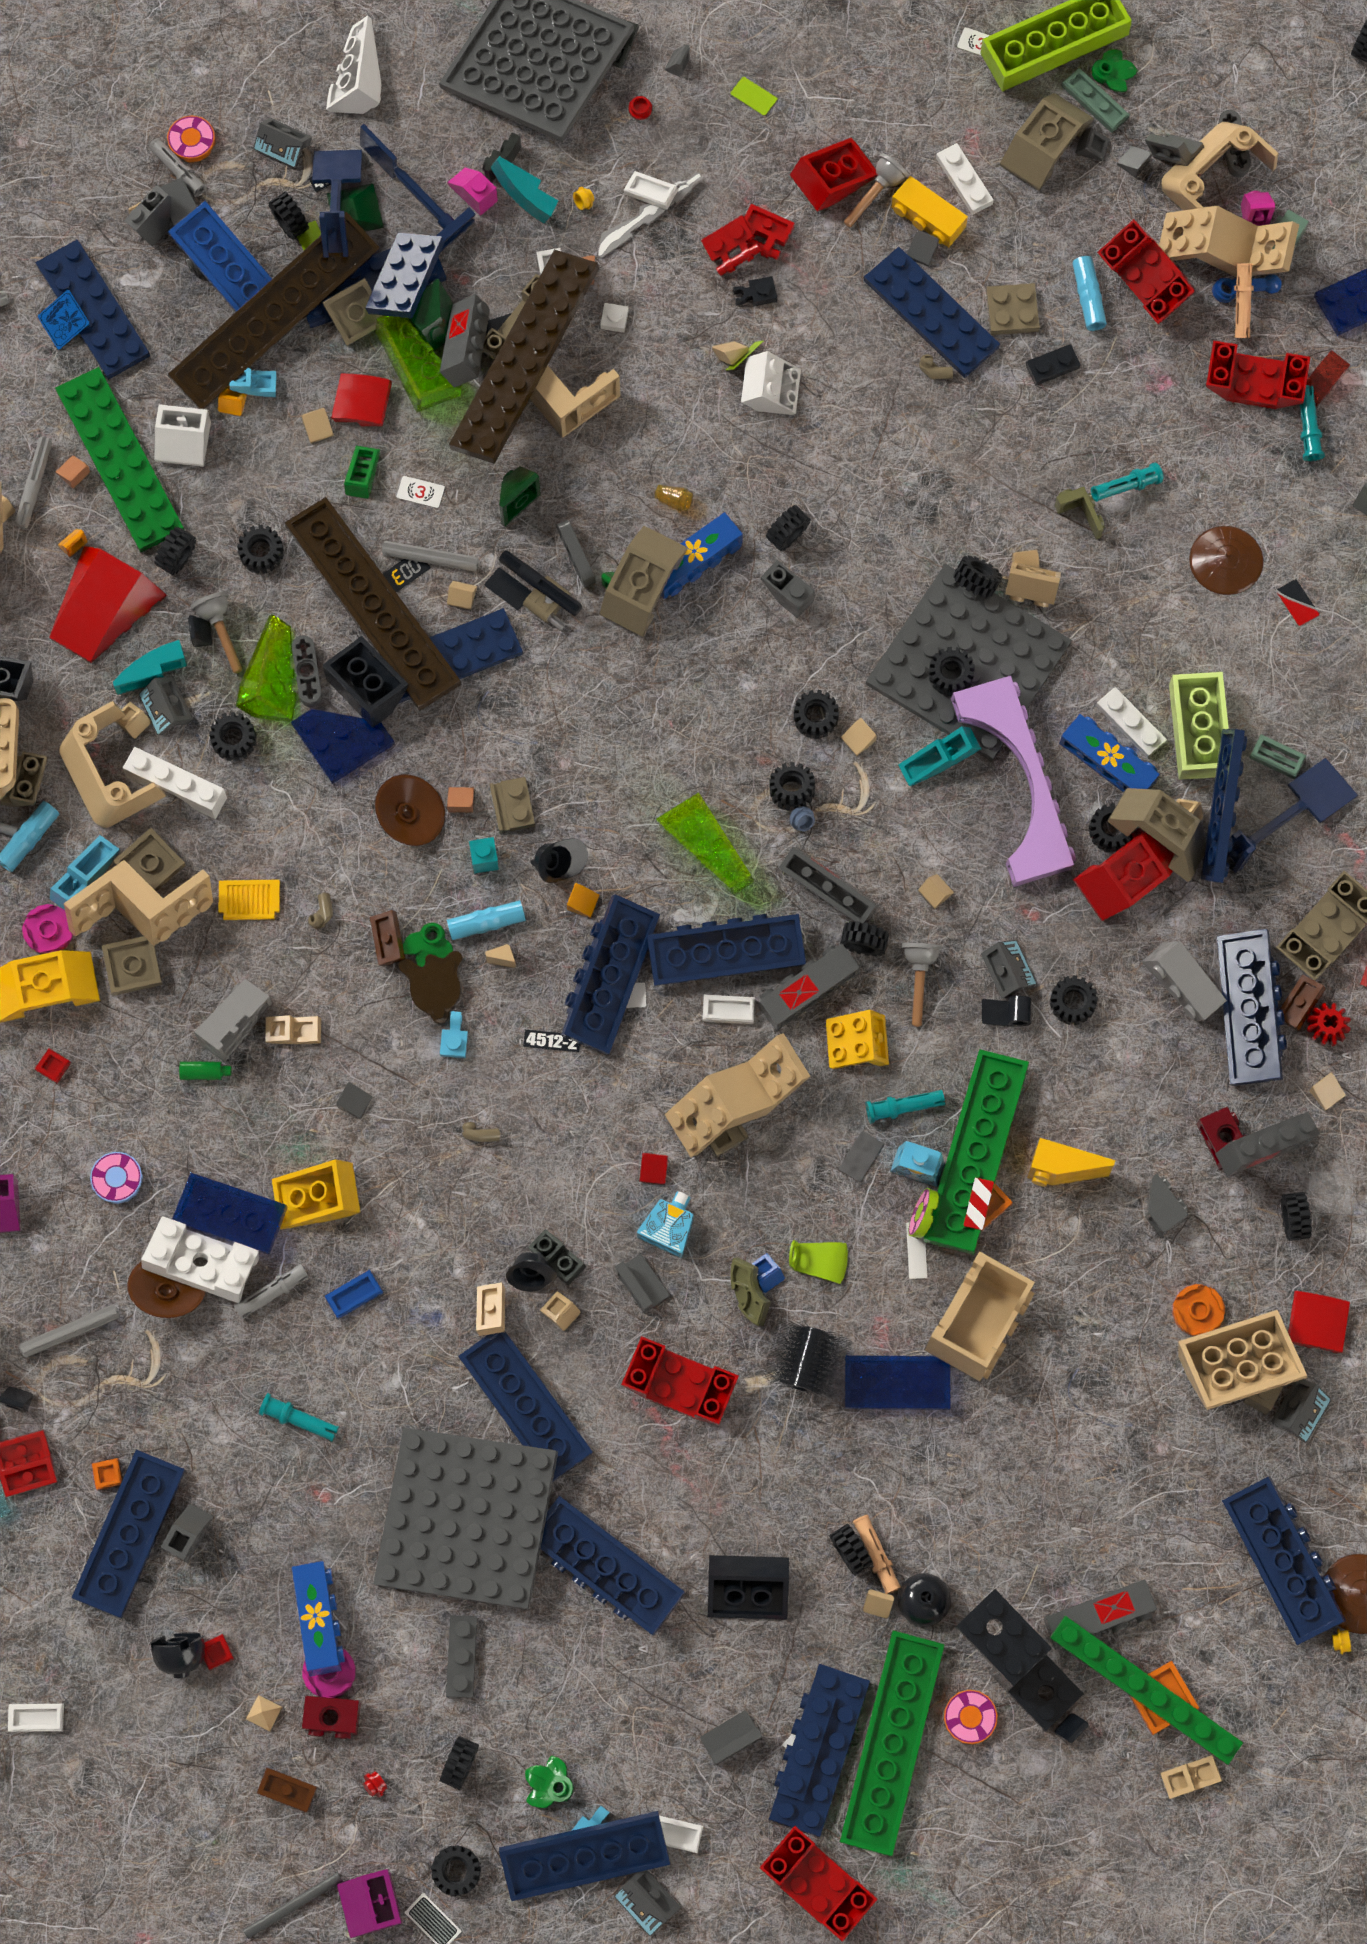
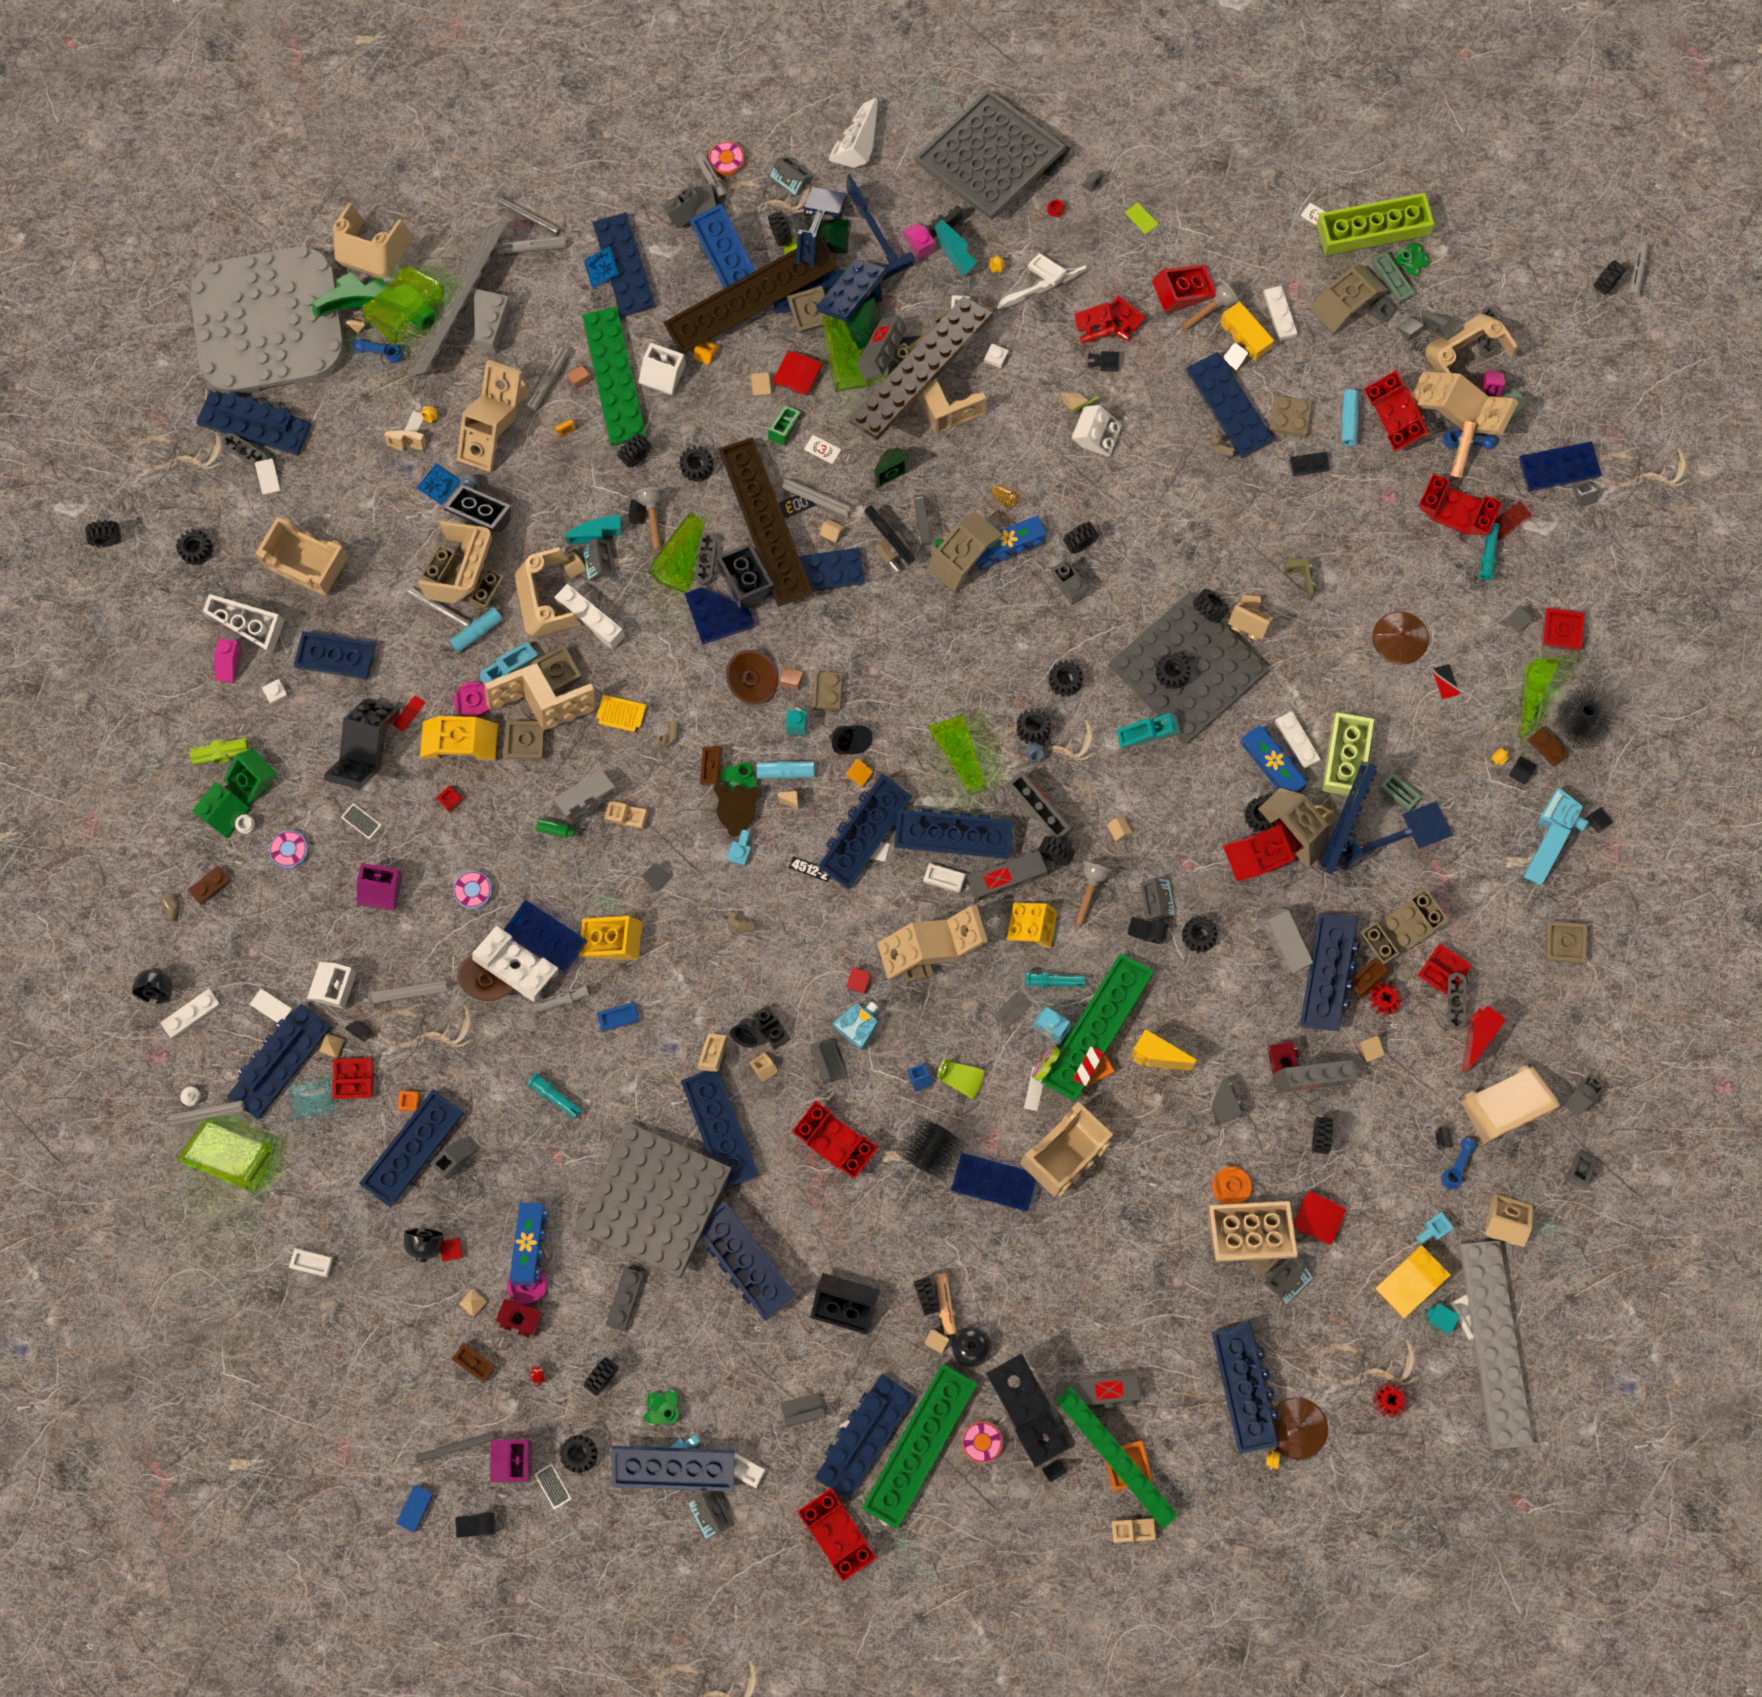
camera: 20 degrees right, 0 degrees up
(101, 603) = (573, 476): red wedge -> none
(232, 722) = (640, 583): black tyre -> none
(256, 383) = (725, 343): medium azure slope -> none
(508, 588) = (866, 533): black sticker -> none
(747, 1291) = (903, 1091): olive tile -> none
(859, 737) = (1093, 702): tan slope -> none
(998, 710) = (1199, 707): lavender arch -> none
(1136, 480) = (1348, 562): teal pin -> none

